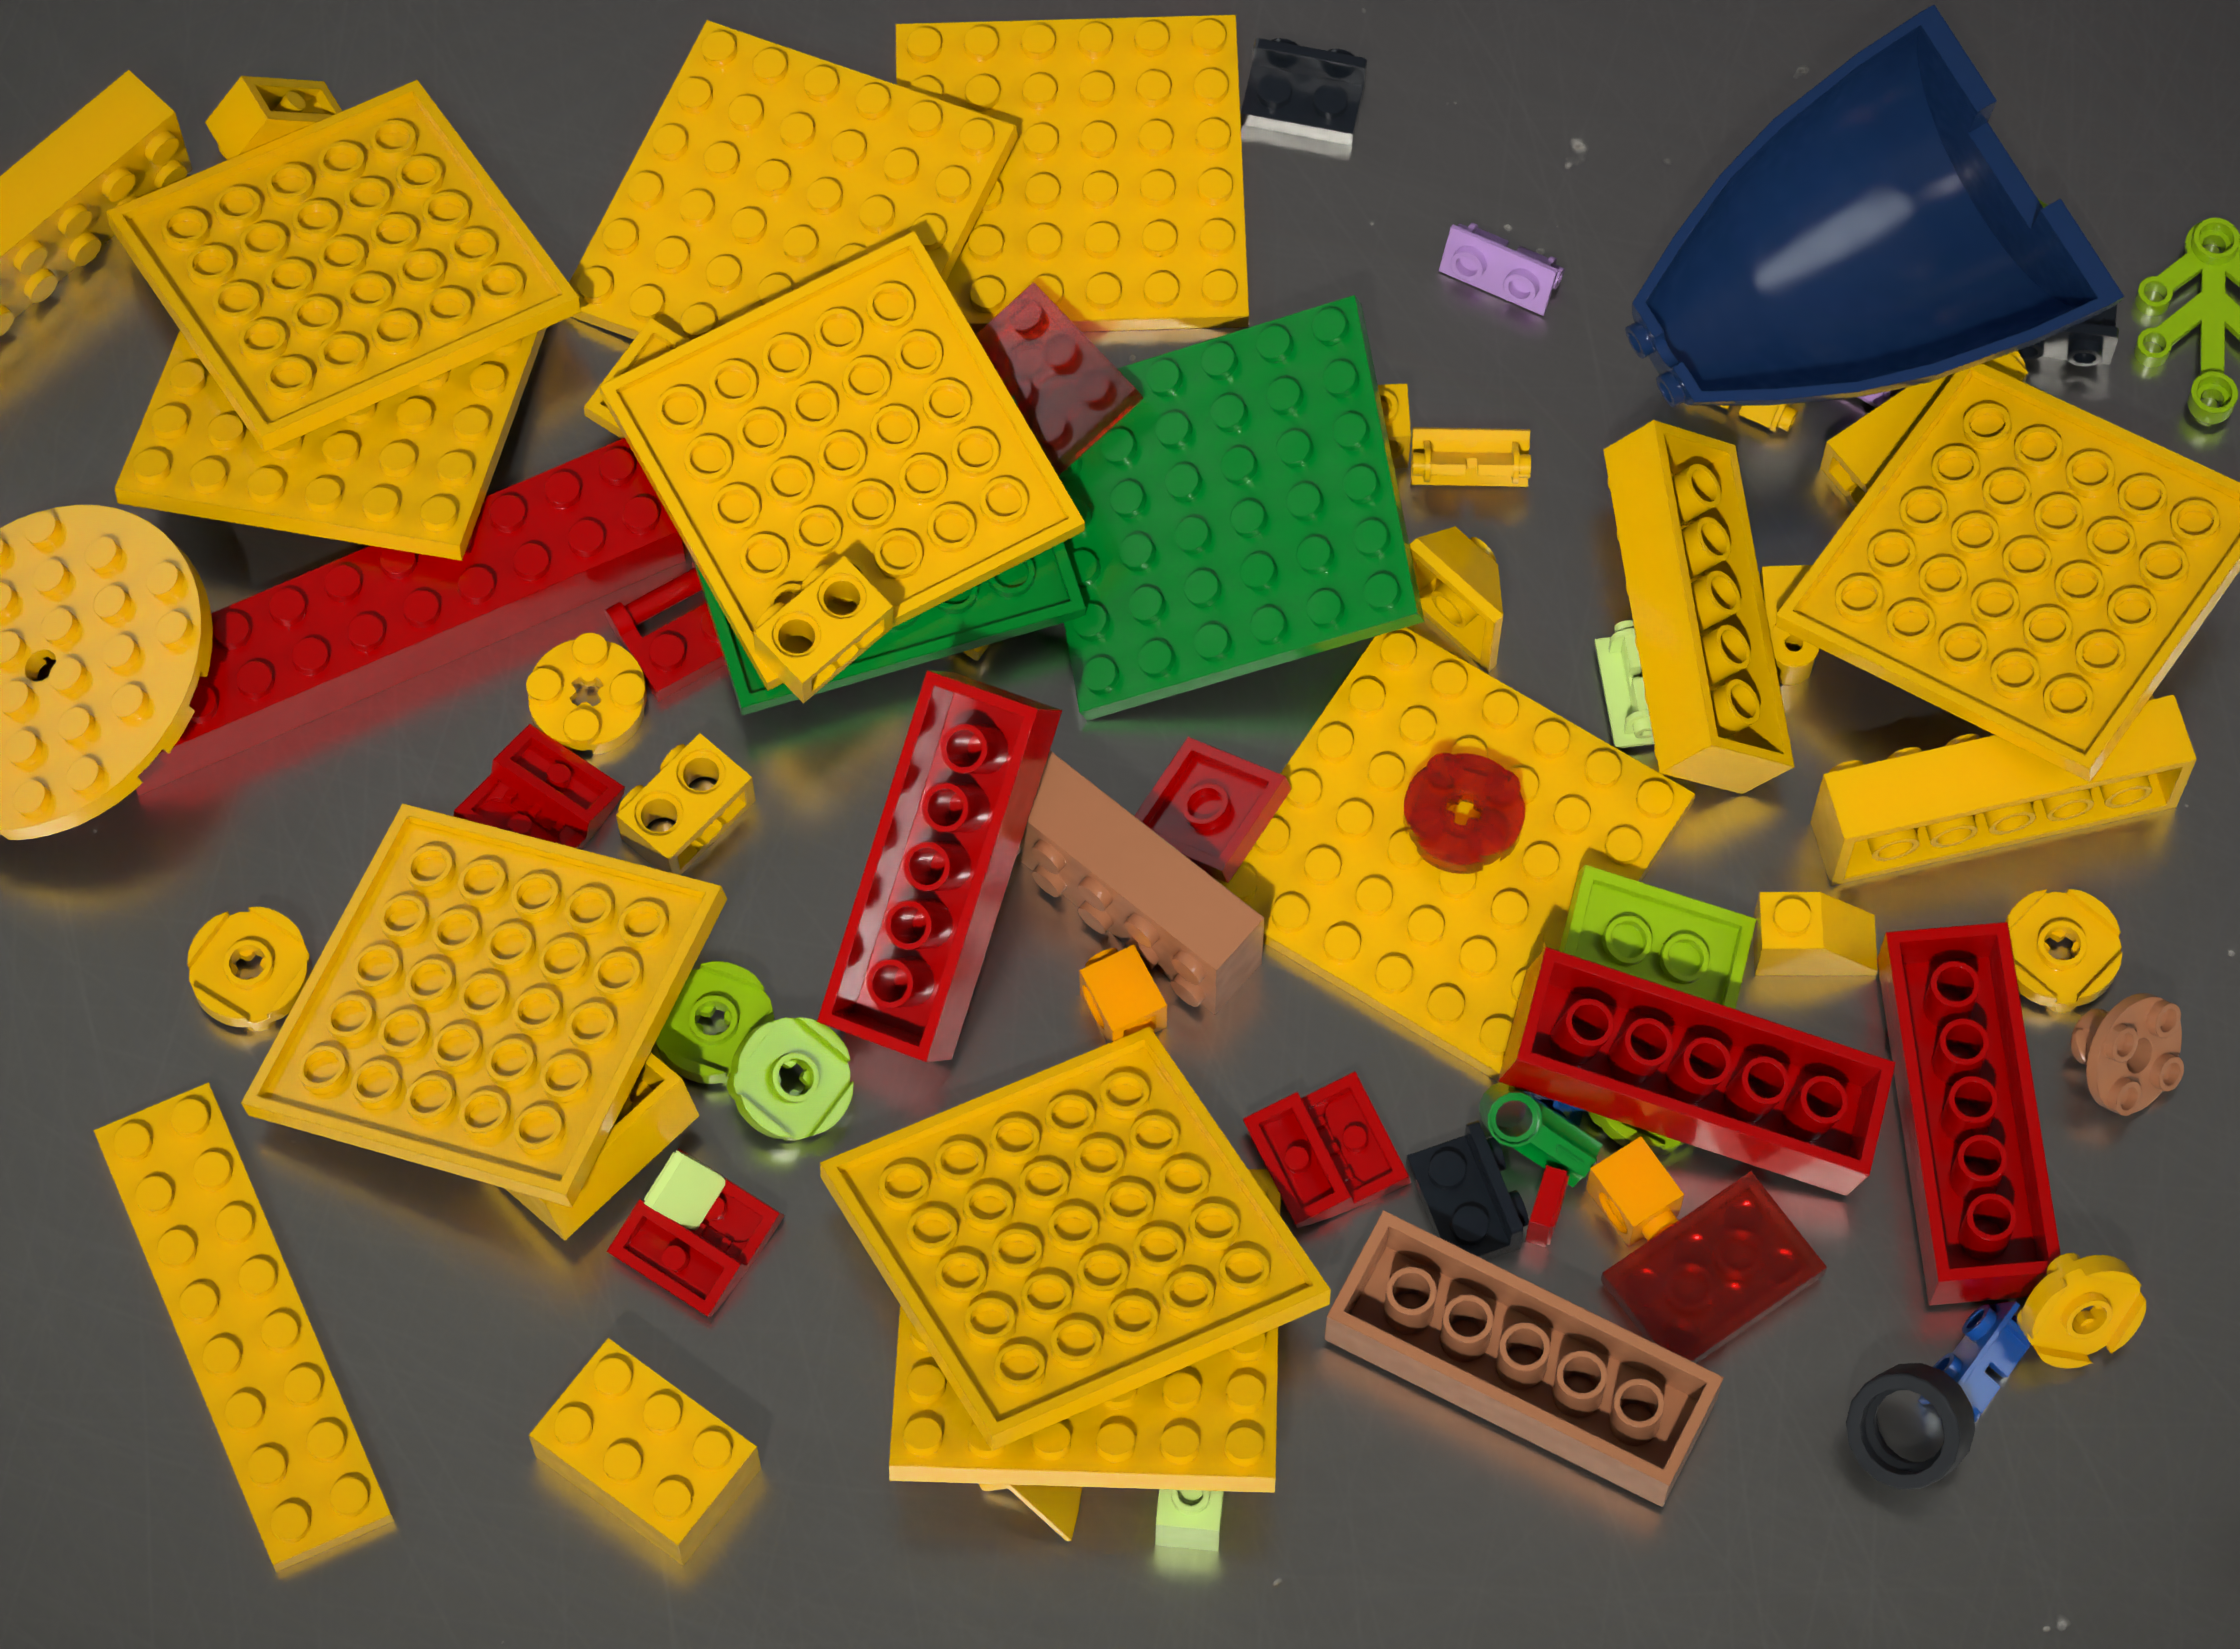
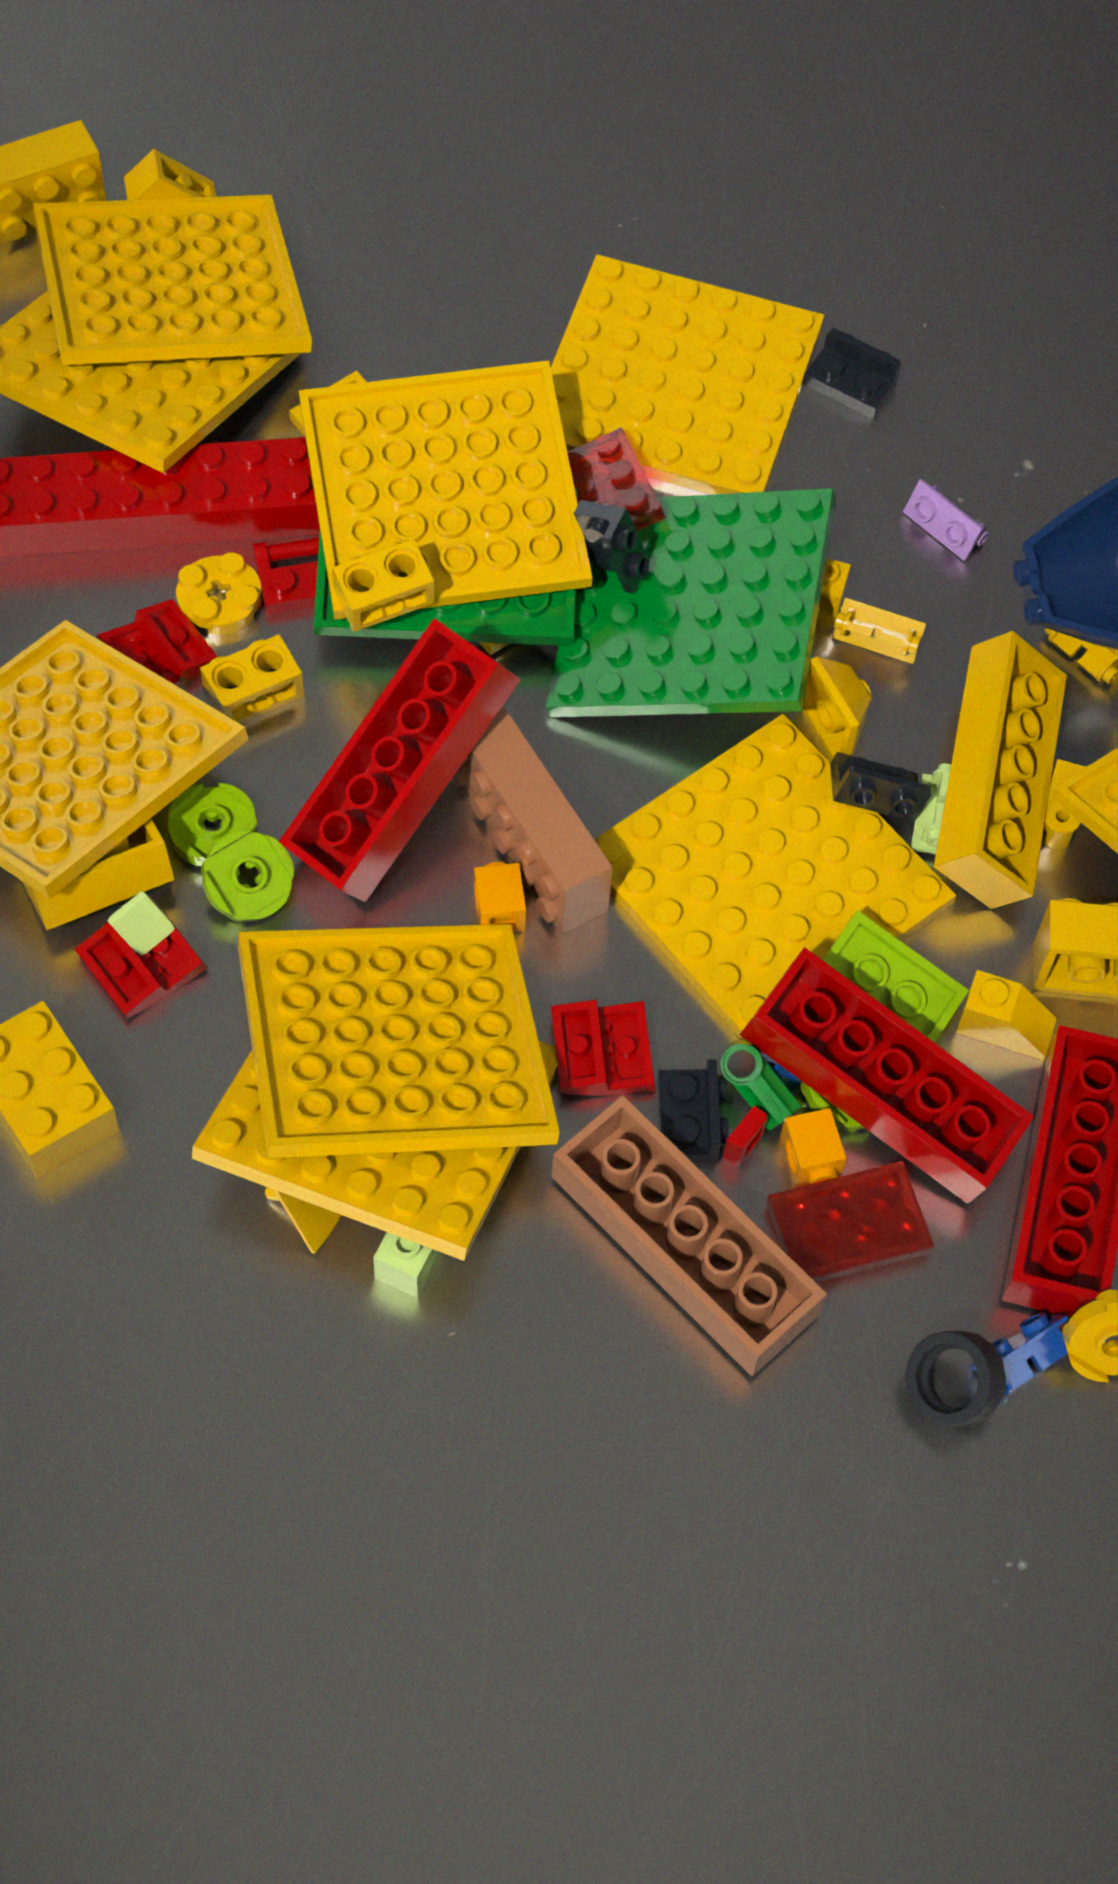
camera: 15 degrees right, 5 degrees down
(773, 177) = (480, 306): yellow plate -> none
(1096, 464) = (613, 541): none -> black bracket
(1213, 806) = (613, 795): red tile -> none
(1459, 779) = (790, 829): clear red plate -> none
(1546, 681) = (877, 787): none -> black bracket

